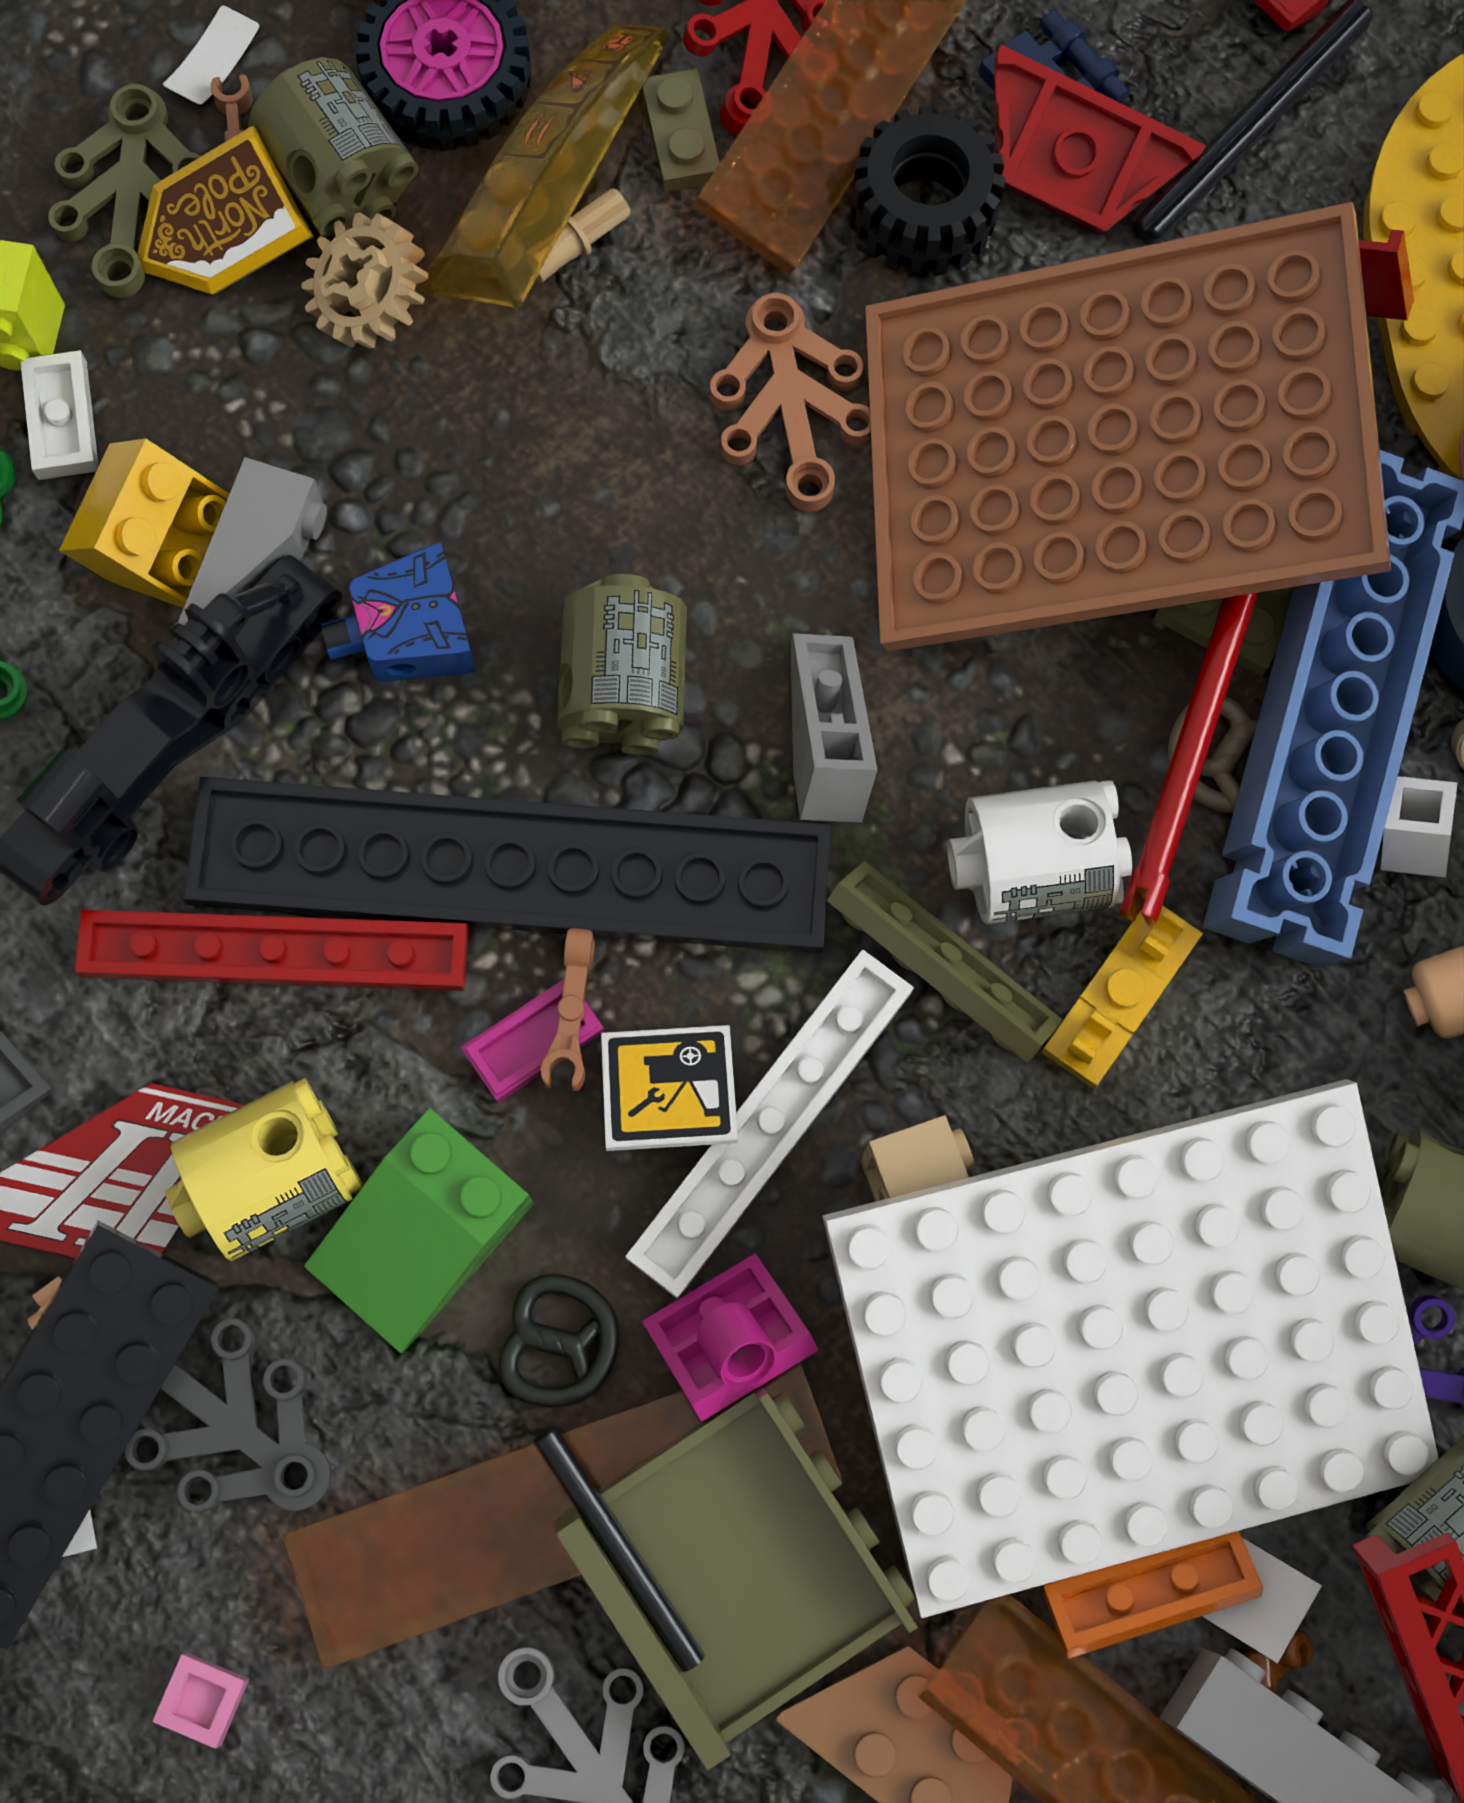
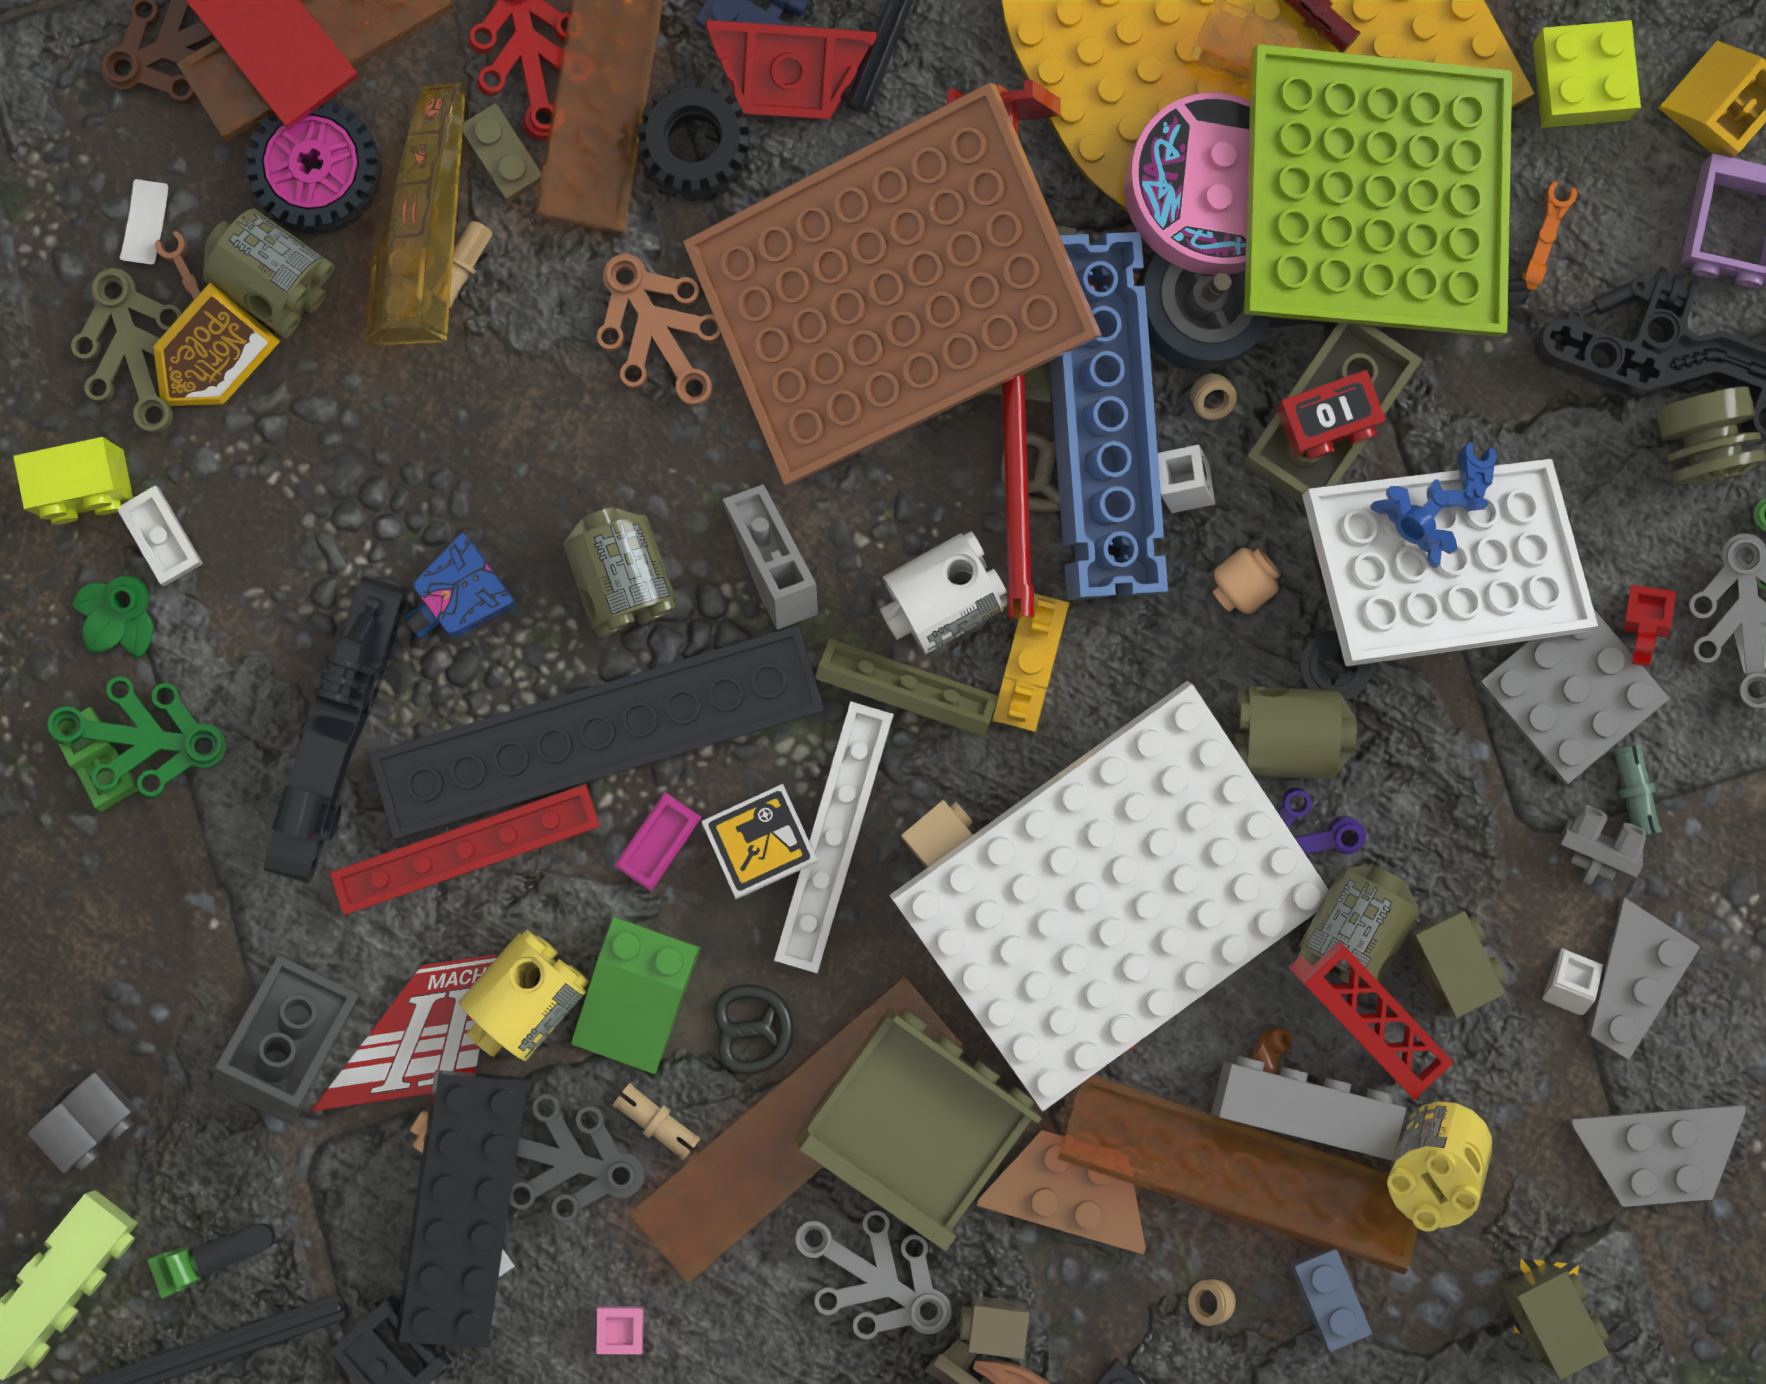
camera: 20 degrees left, 10 degrees up
(145, 521) = (258, 590): yellow slope -> none
(263, 520) = (335, 567): light grey slope -> none
(364, 280) = (315, 363): tan gear -> none
(375, 1419) = (656, 1121): none -> tan pin
(566, 1045) = (683, 840): nougat piece -> none
(619, 1548) = (841, 1142): black bar -> none
(729, 1336) = (859, 985): dark pink plate -> none
(1151, 1593) = (1179, 1041): orange plate -> none
(1274, 1618) = (1242, 1017): white sticker -> none

